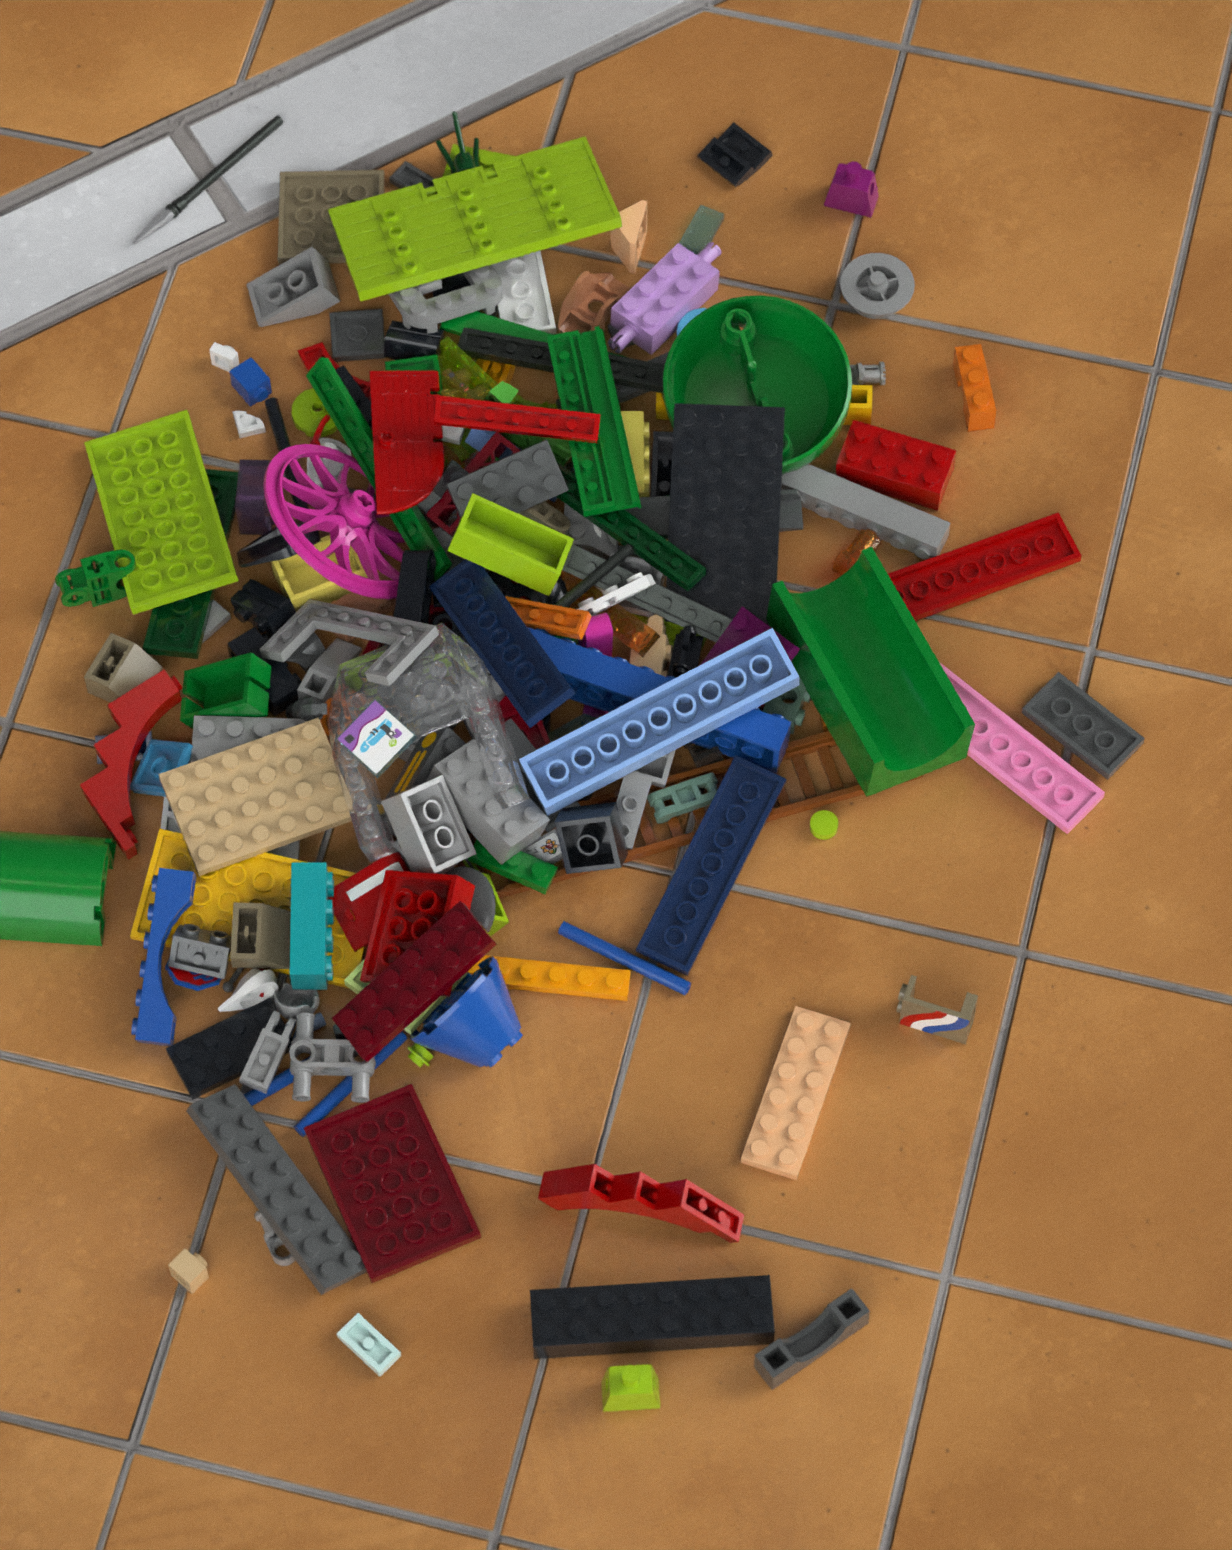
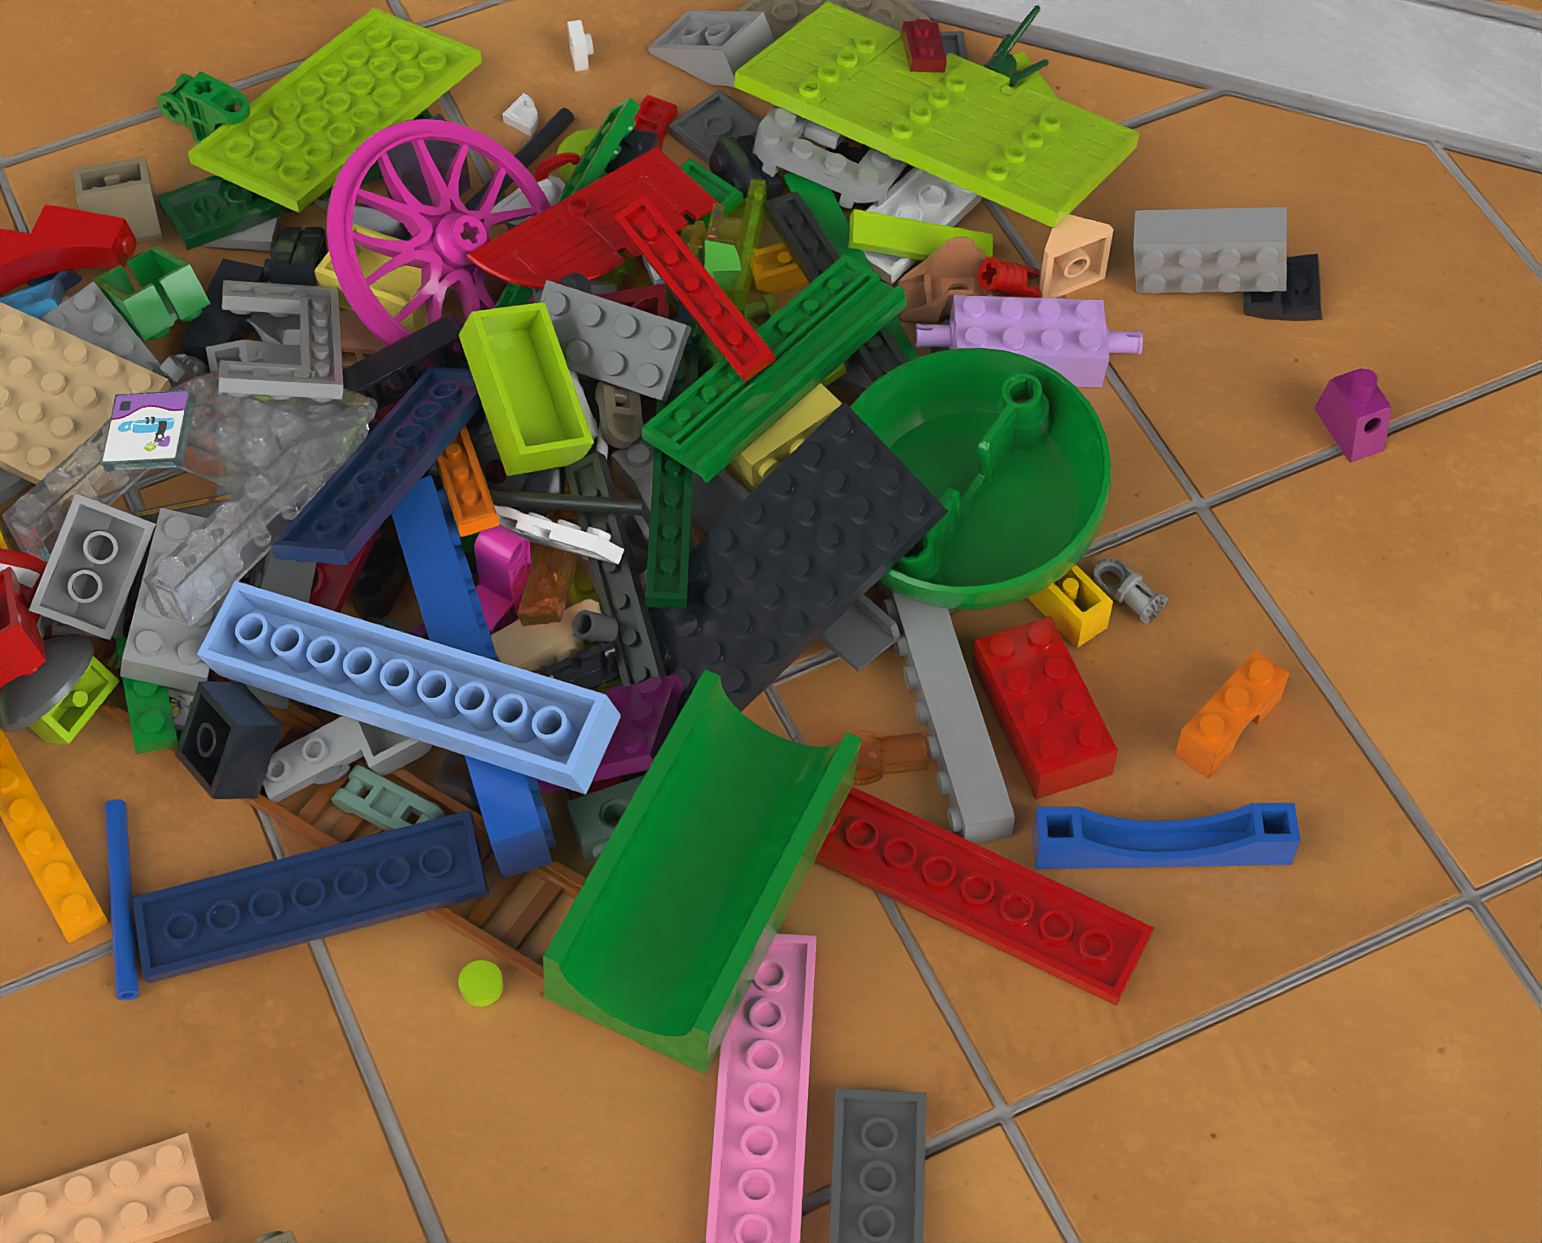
camera: 50 degrees right, 5 degrees down
(250, 382) = (570, 81): blue brick -> none
(419, 188) = (923, 46): none -> dark red plate
(545, 297) = (907, 236): none -> lime tile
(621, 273) = (1007, 278): none -> red hinge
(672, 633) = (595, 626): none -> dark grey hinge
(695, 168) = (1210, 250): none -> light grey brick
(701, 229) = (1158, 319): clear light blue tile -> none
(877, 285) = (1259, 521): light grey wheel -> none
(993, 497) = (1233, 838): none -> blue arch

